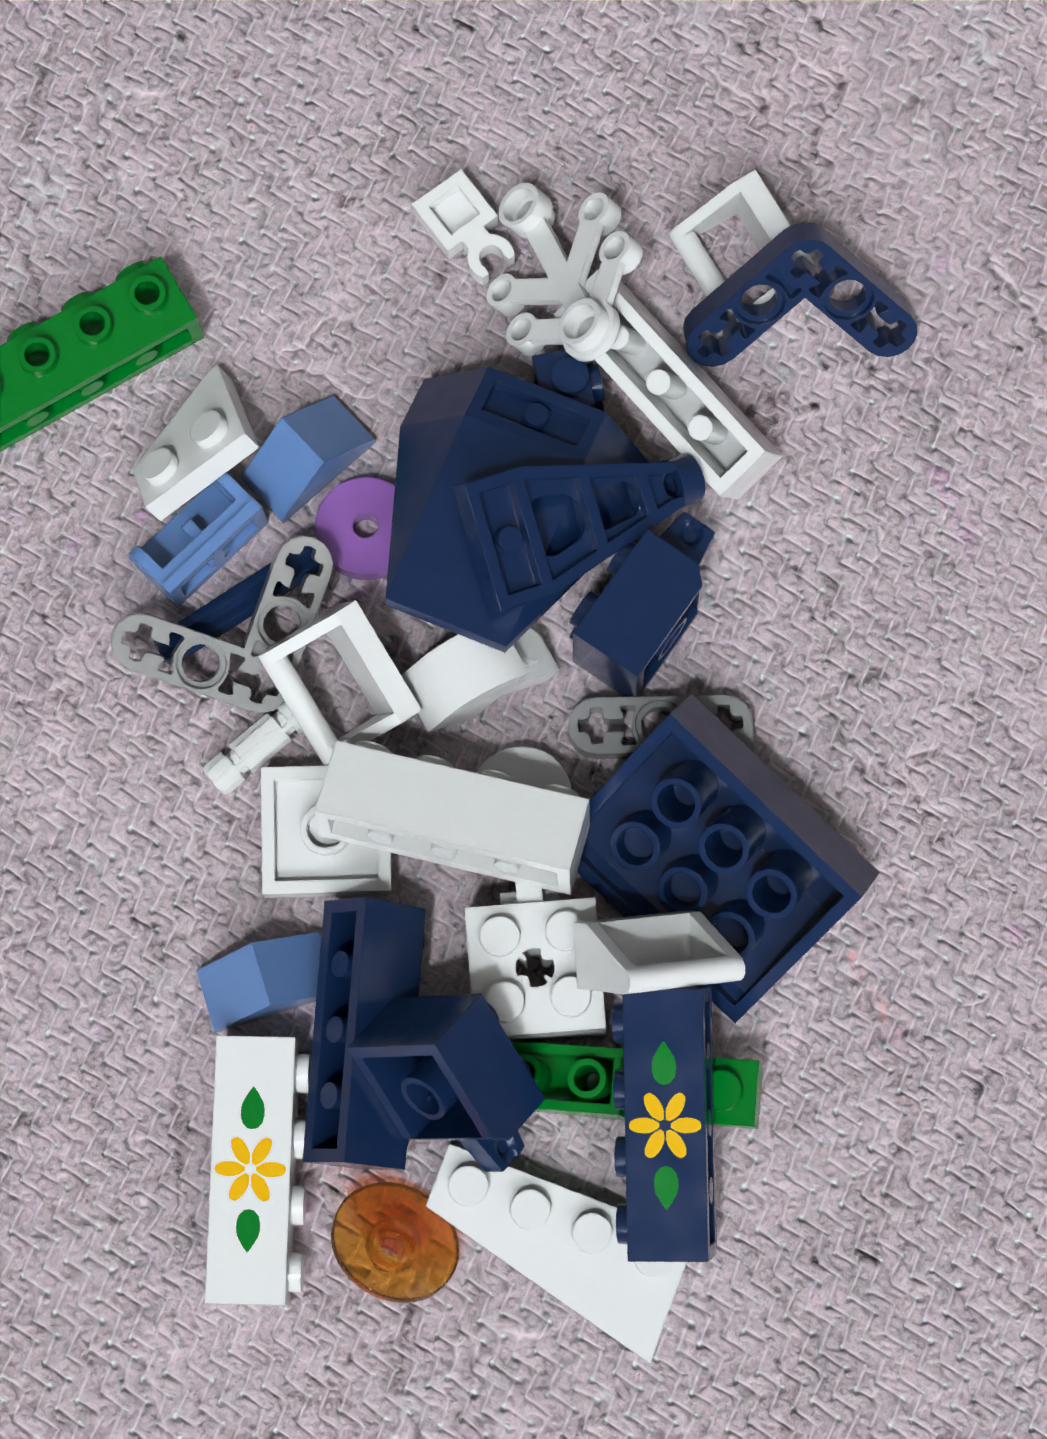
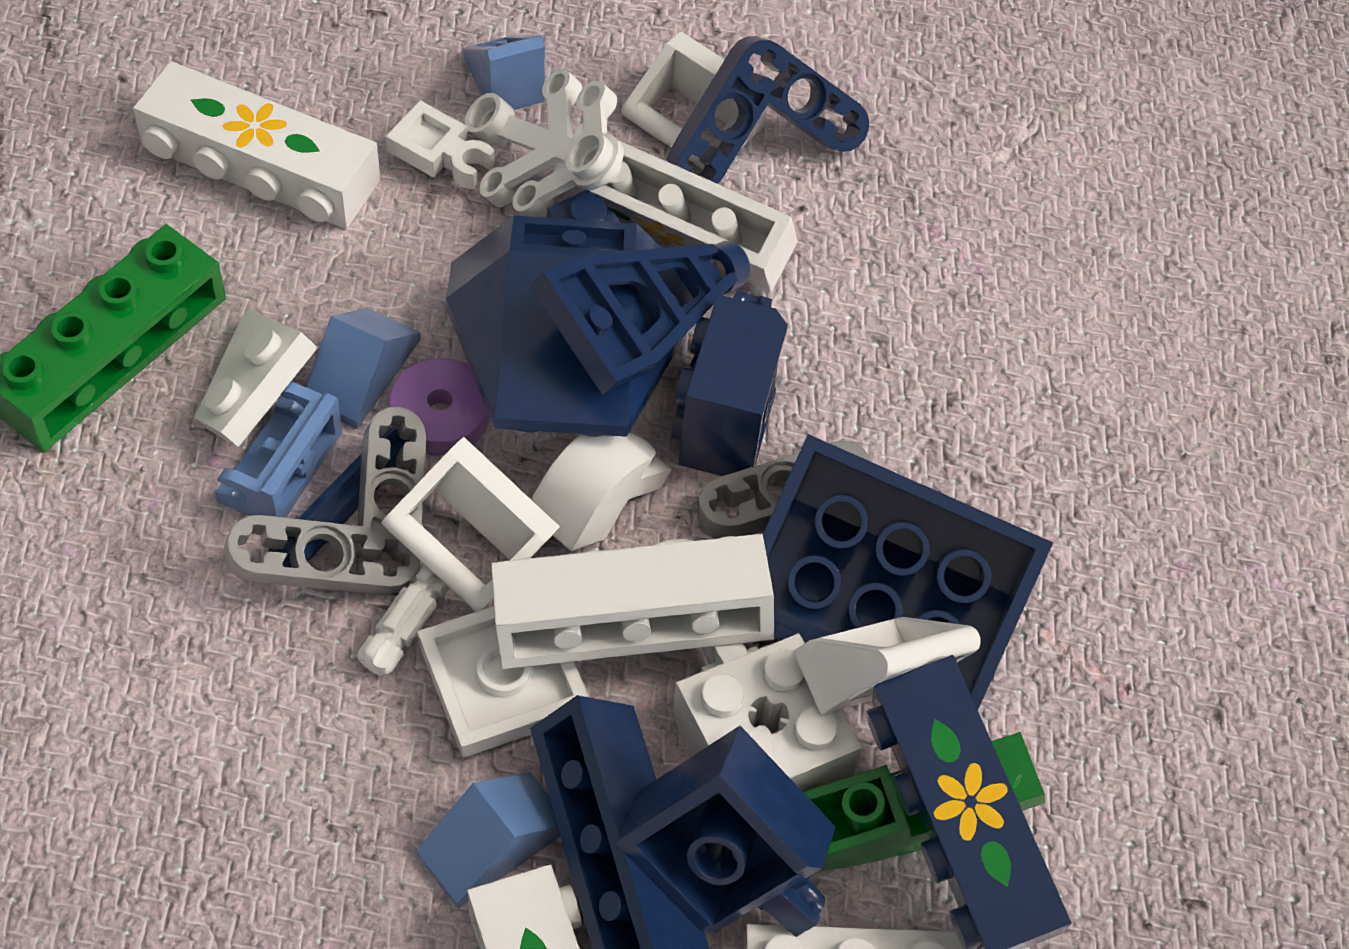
camera: 30 degrees left, 20 degrees down
(281, 174) = (257, 145): none -> white brick
(565, 147) = (510, 68): none -> medium blue slope

